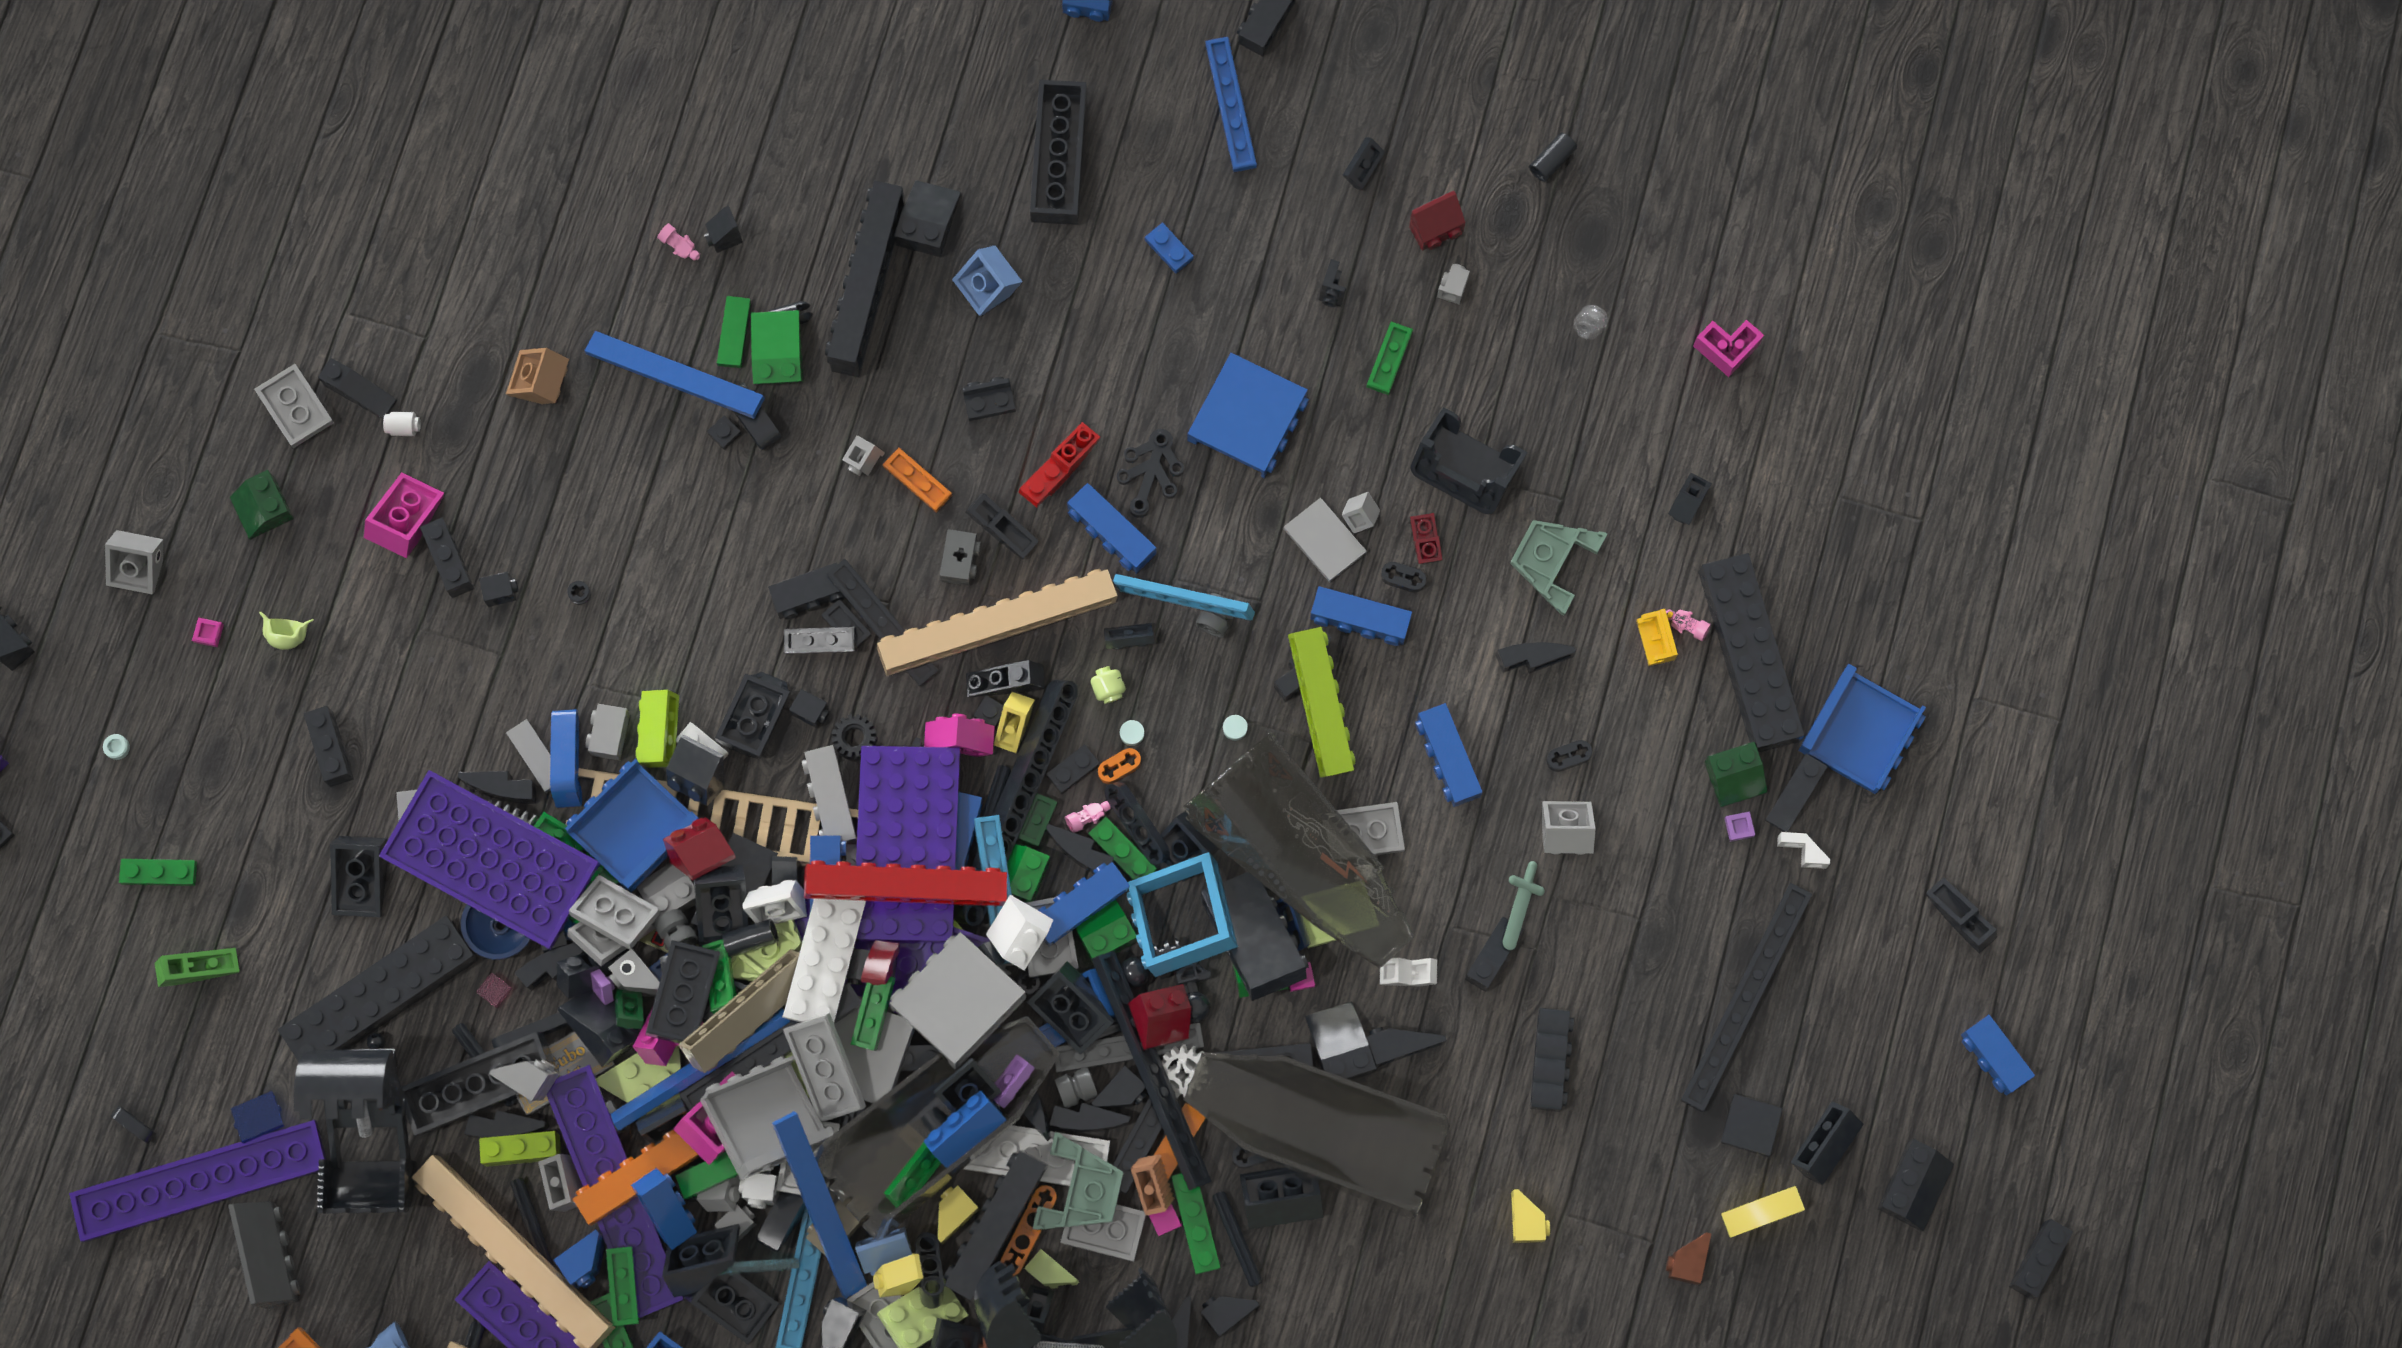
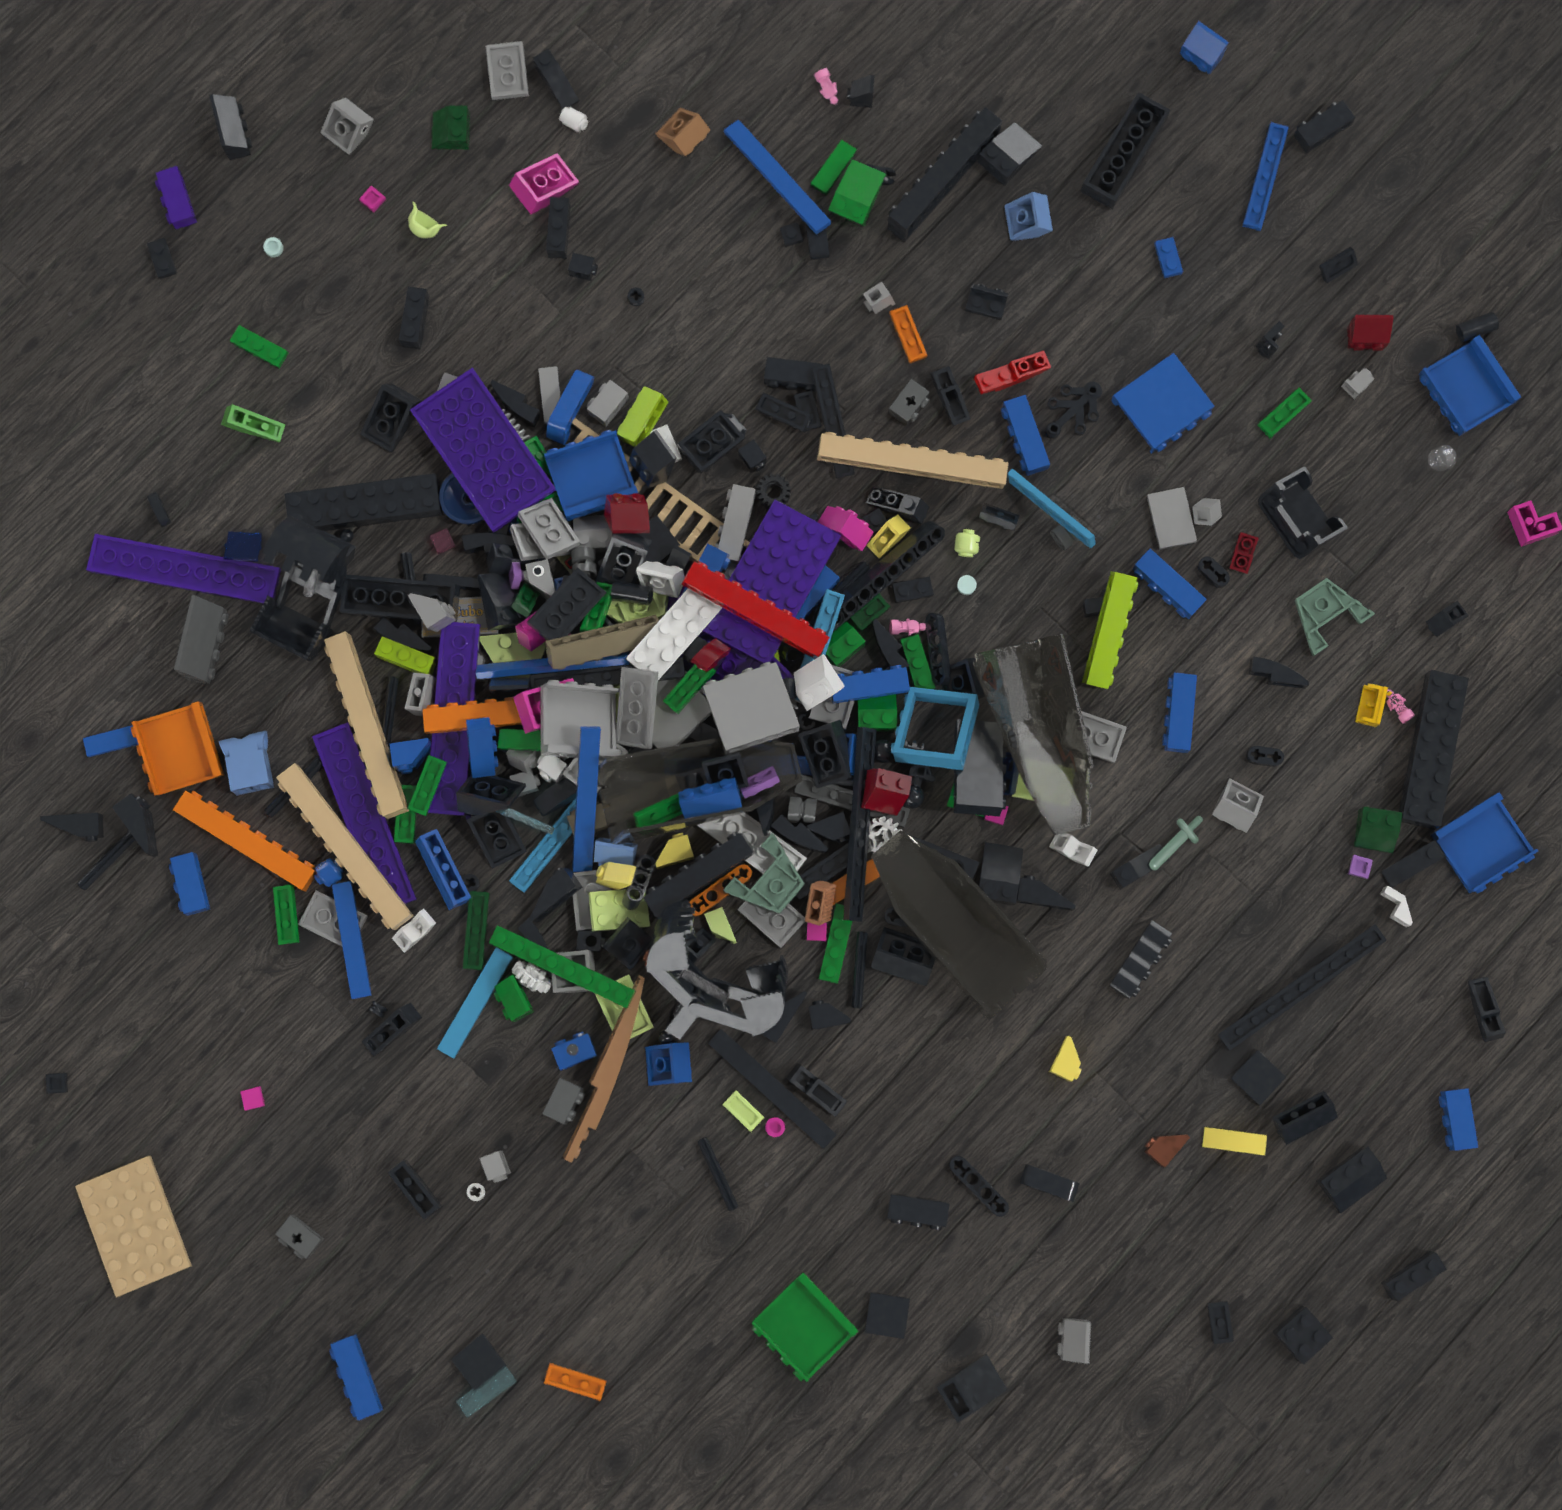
camera: 30 degrees right, 5 degrees up
(1115, 761) = (946, 599): orange beam -> none
(1235, 727) = (1040, 617): light aqua tile -> none
(1578, 227) = (1469, 386): none -> blue panel

